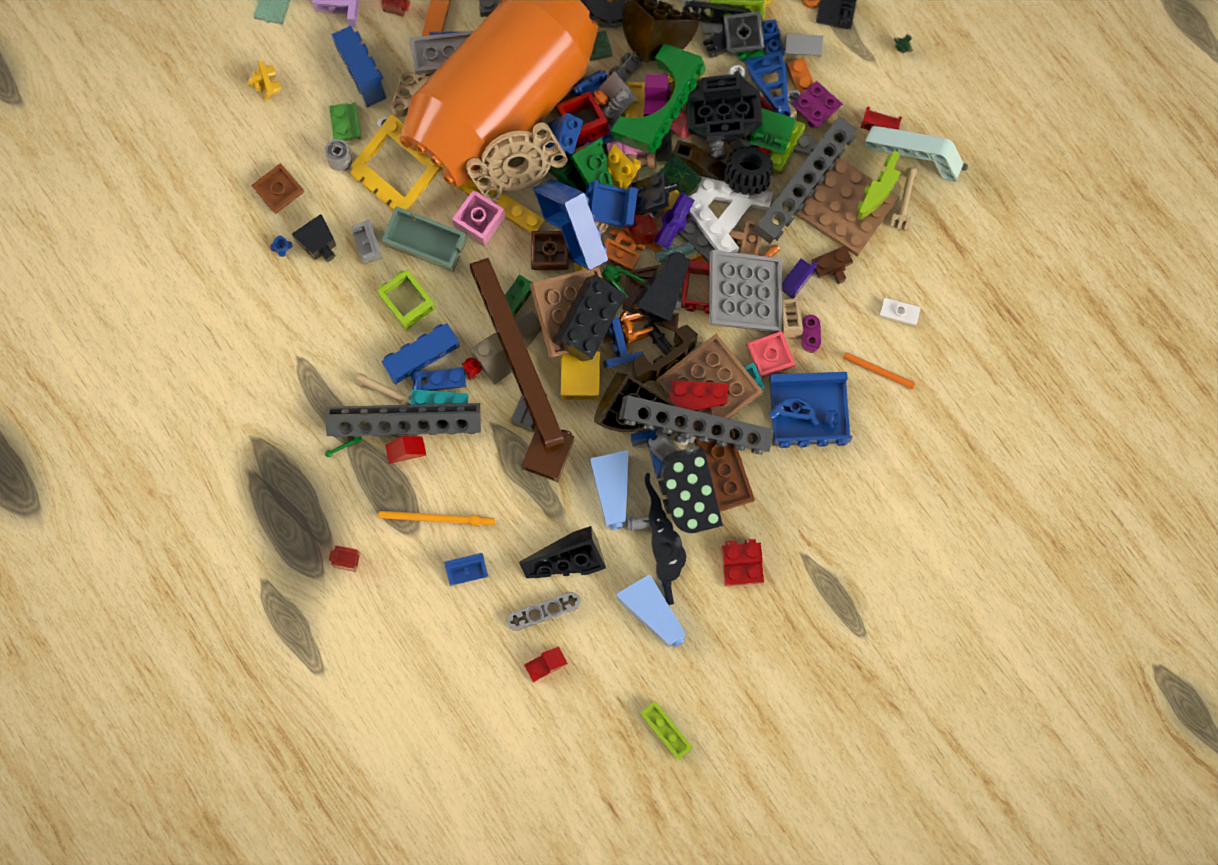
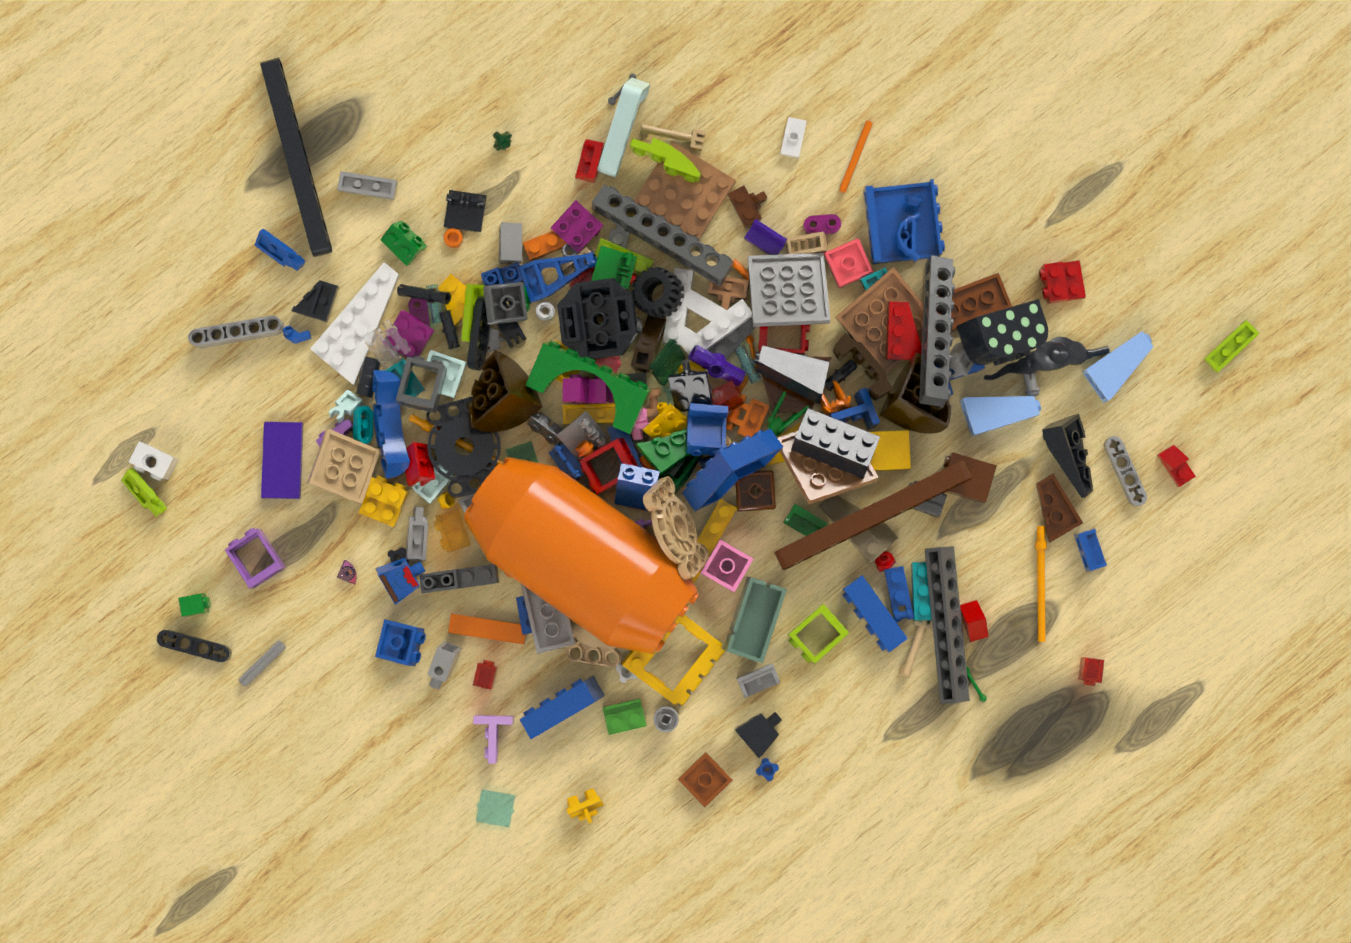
camera: 90 degrees left, 10 degrees up
(511, 538) = (1056, 508): none -> reddish brown wing

